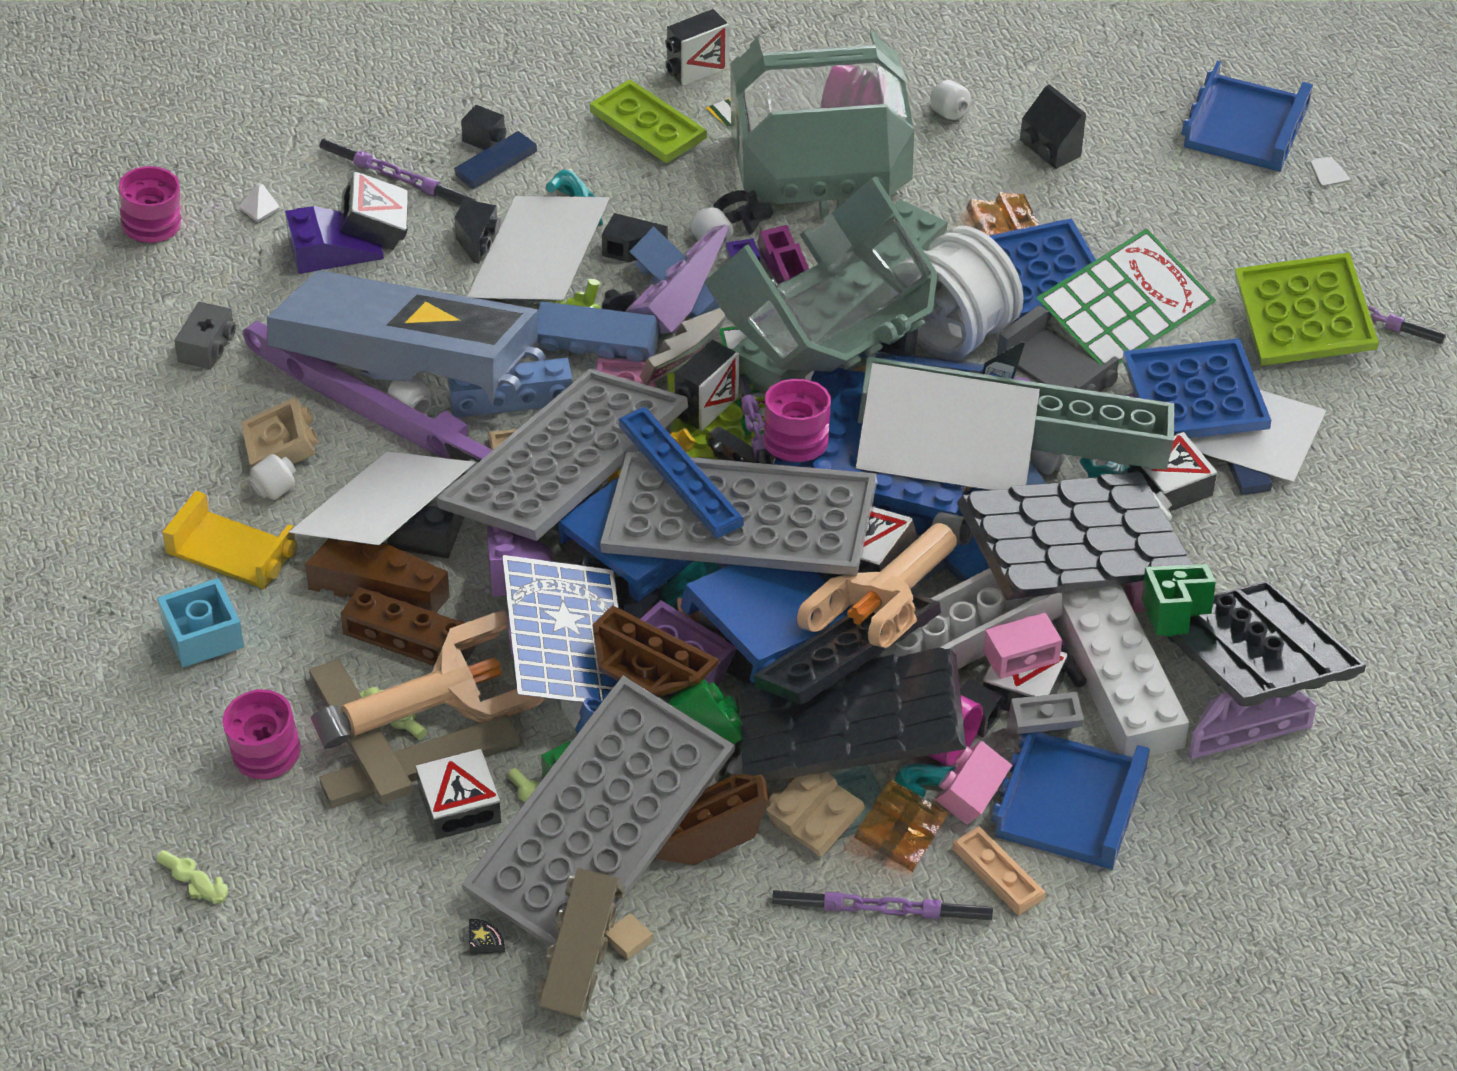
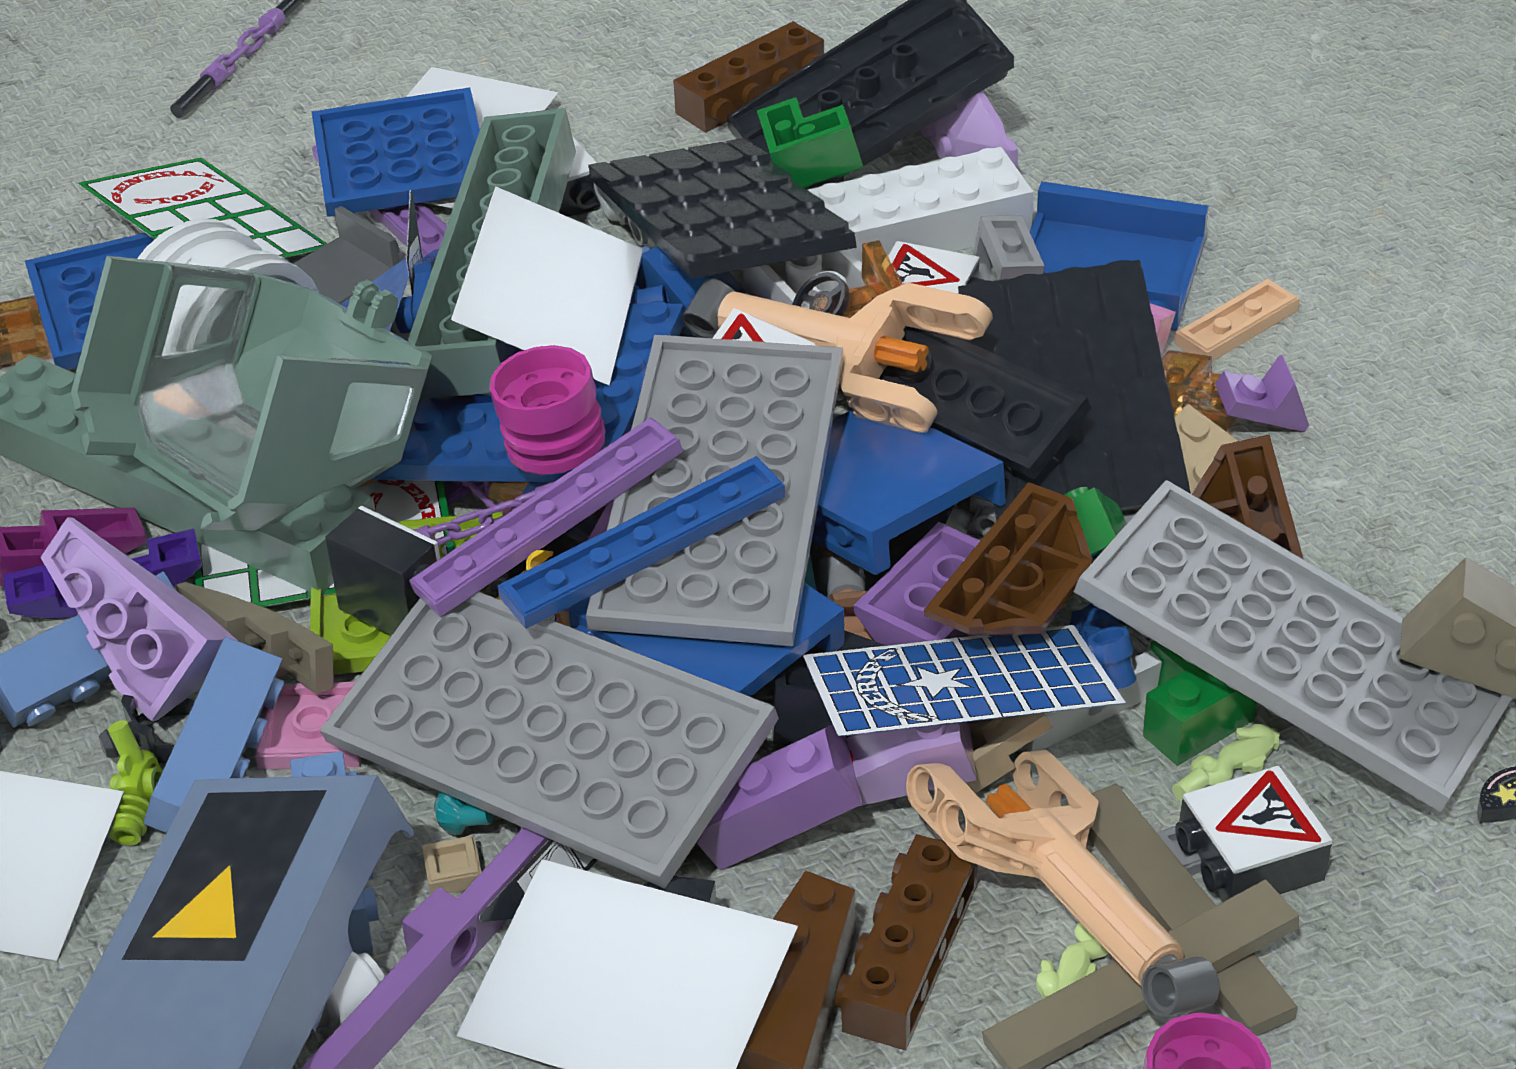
camera: 90 degrees left, 5 degrees down
(715, 432) = (545, 516): none -> medium lavender tile
(882, 859) = (1264, 400): none -> medium lavender slope
(929, 908) = (1329, 449): piece -> none
(958, 610) = (876, 273): none -> clear orange piece
(1022, 645) = (912, 251): bright pink brick -> none
(1306, 309) = (250, 69): lime plate -> none
(1319, 592) = (736, 78): none -> reddish brown brick

